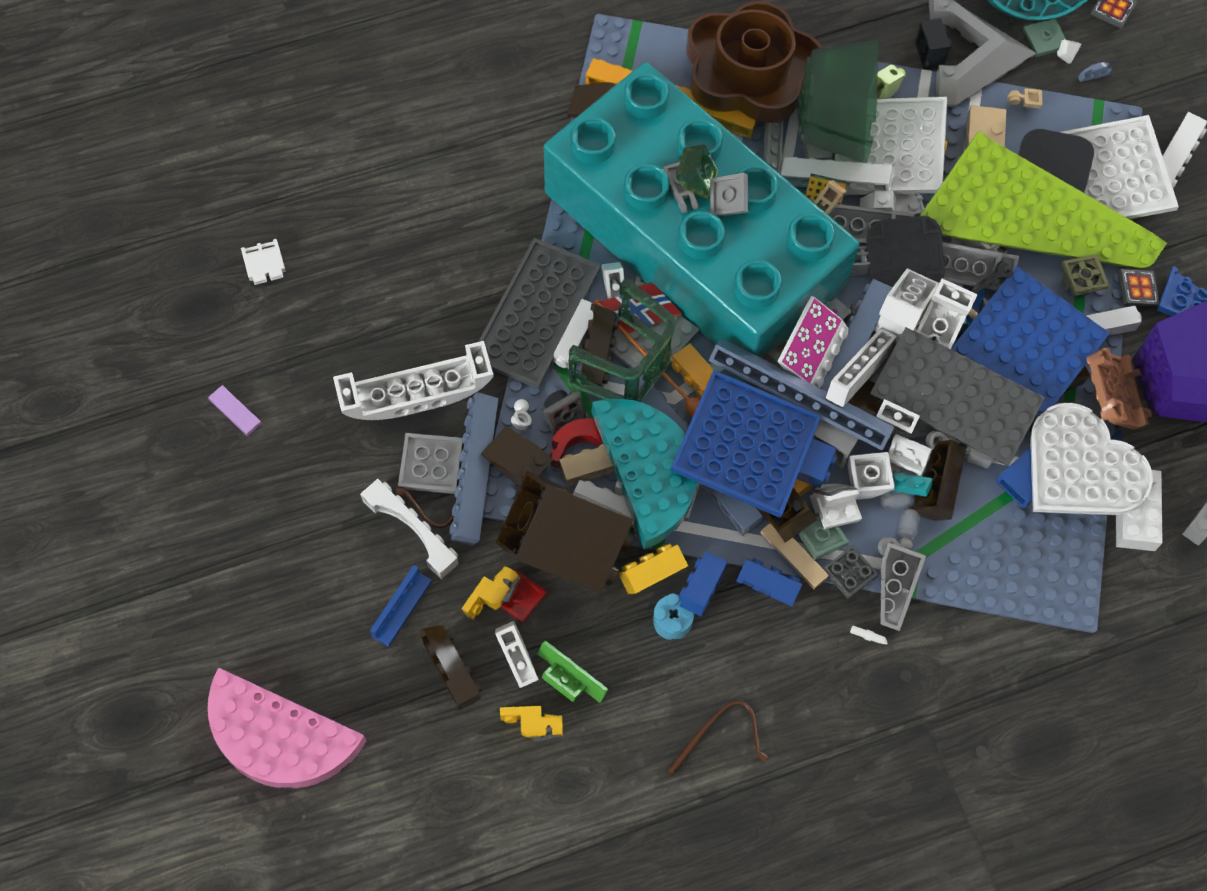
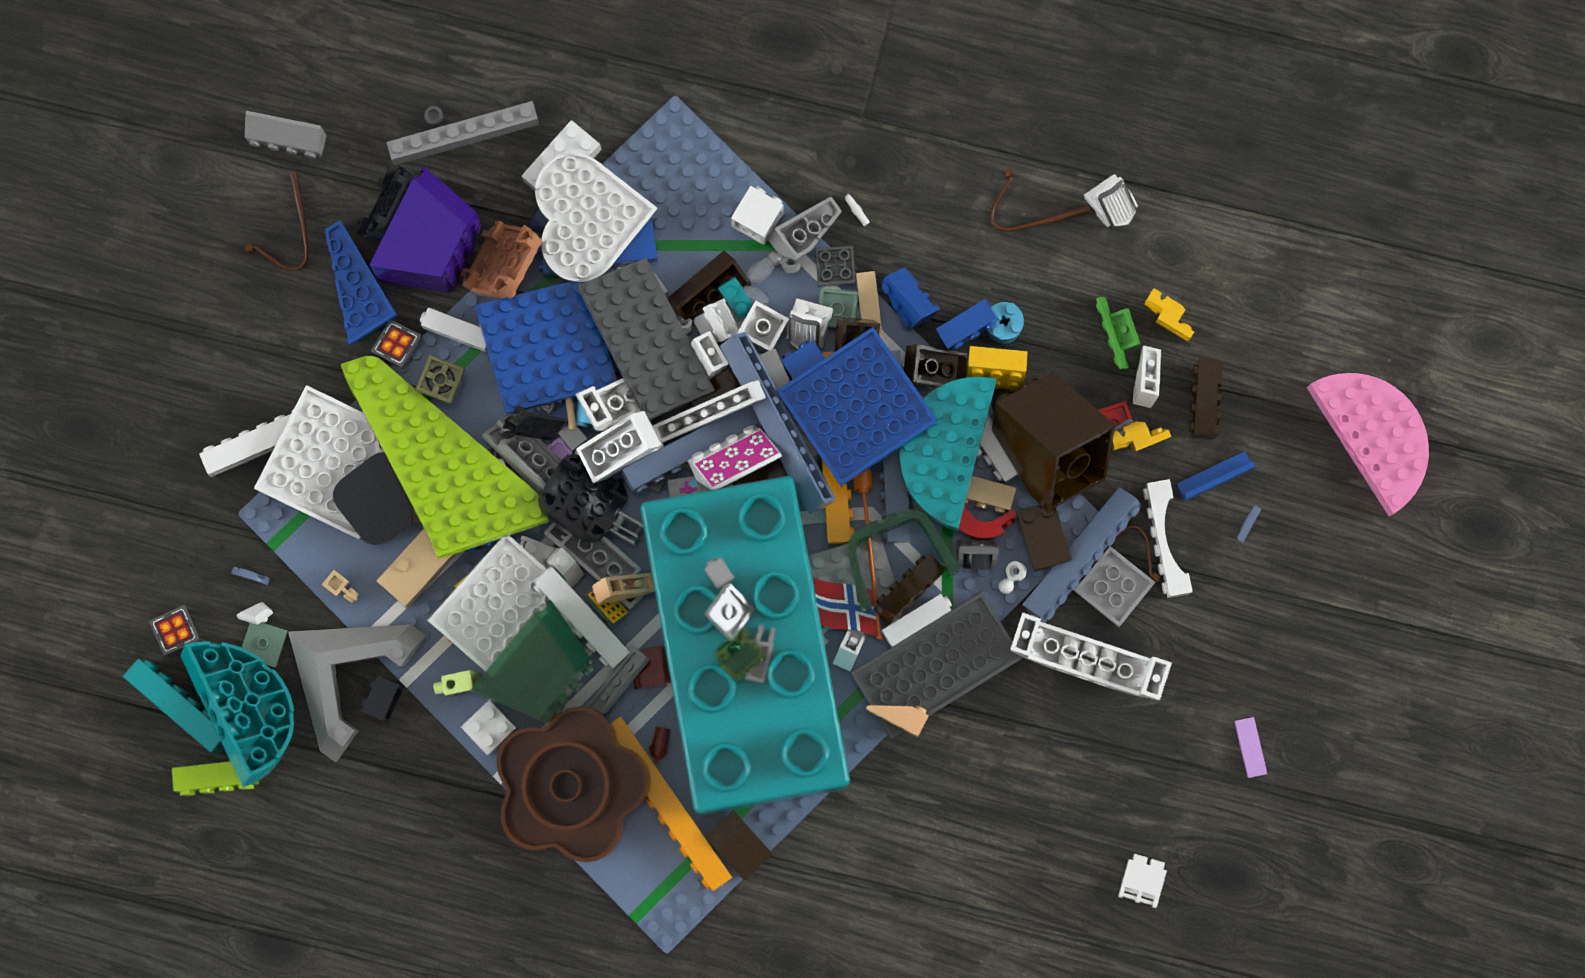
camera: 145 degrees left, 15 degrees up
(346, 582) = (1250, 519): none -> sand blue tile
(533, 253) = (904, 717): none -> light nougat slope
(652, 790) = (1112, 202): none -> white piece
(708, 533) = (933, 366): none -> dark brown slope
(759, 222) = (718, 573): none -> light grey brick
(948, 563) = (757, 214): none -> white brick

